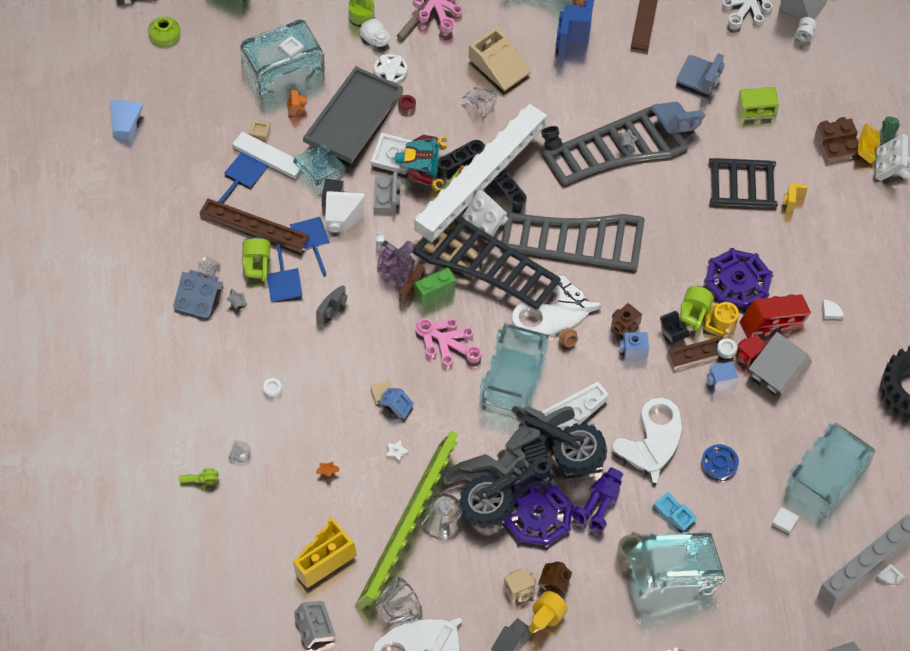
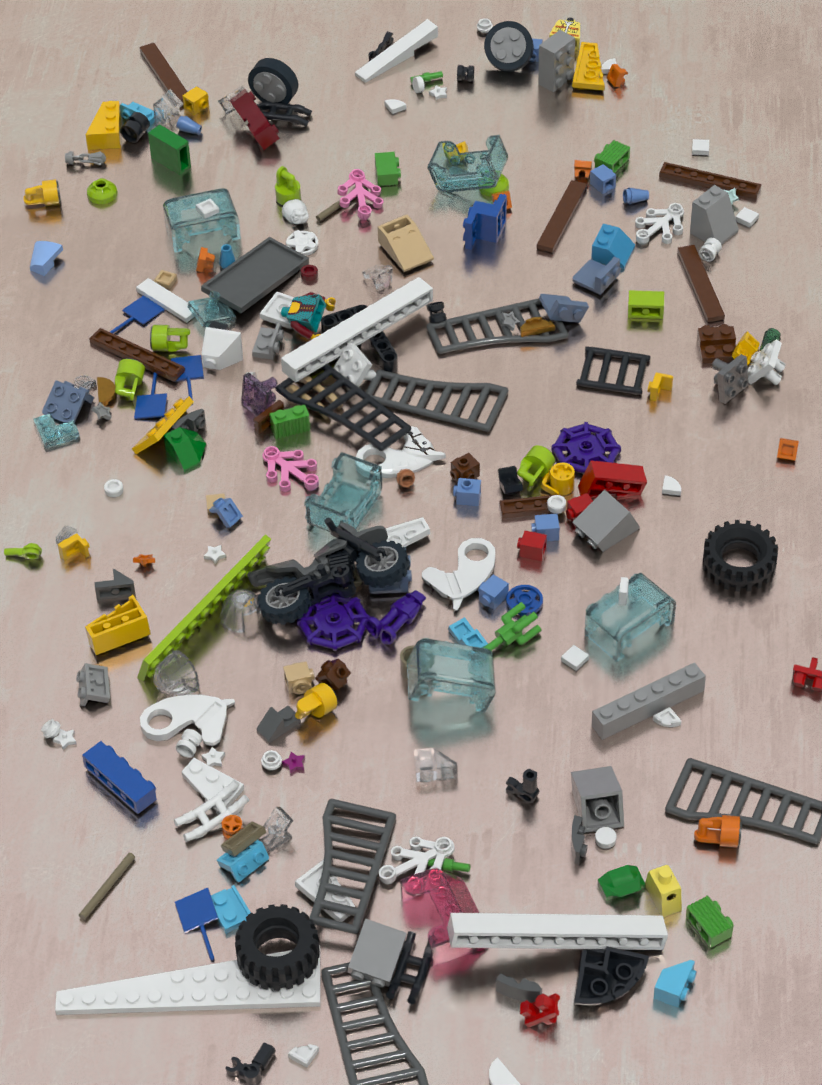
camera: 15 degrees right, 10 degrees down
(109, 42) = (46, 194): none -> yellow piece
(192, 332) = (52, 434): none -> clear light blue plate
(234, 272) = (106, 390): none -> pearl gold tile
(250, 463) = (72, 546): none -> yellow bracket
(276, 203) = (161, 338): none -> lime piece
(307, 309) = (163, 424): none -> yellow wing
(311, 505) = (118, 588): none -> dark grey slope
(319, 98) = (227, 256): none -> dark azure cone
(335, 331) = (185, 447): none -> green slope
(655, 141) = (536, 326): none -> pearl gold tile
(688, 458) = (493, 592): none -> medium blue brick
(708, 37) = (612, 243): none -> dark azure slope
(714, 399) = (532, 545): none -> red brick
(718, 499) = (513, 630): none -> bright green plant
(805, 69) = (701, 283): none -> reddish brown tile
(827, 449) = (623, 591): none -> white tile
(863, 179) = (731, 377): none -> flat silver plate

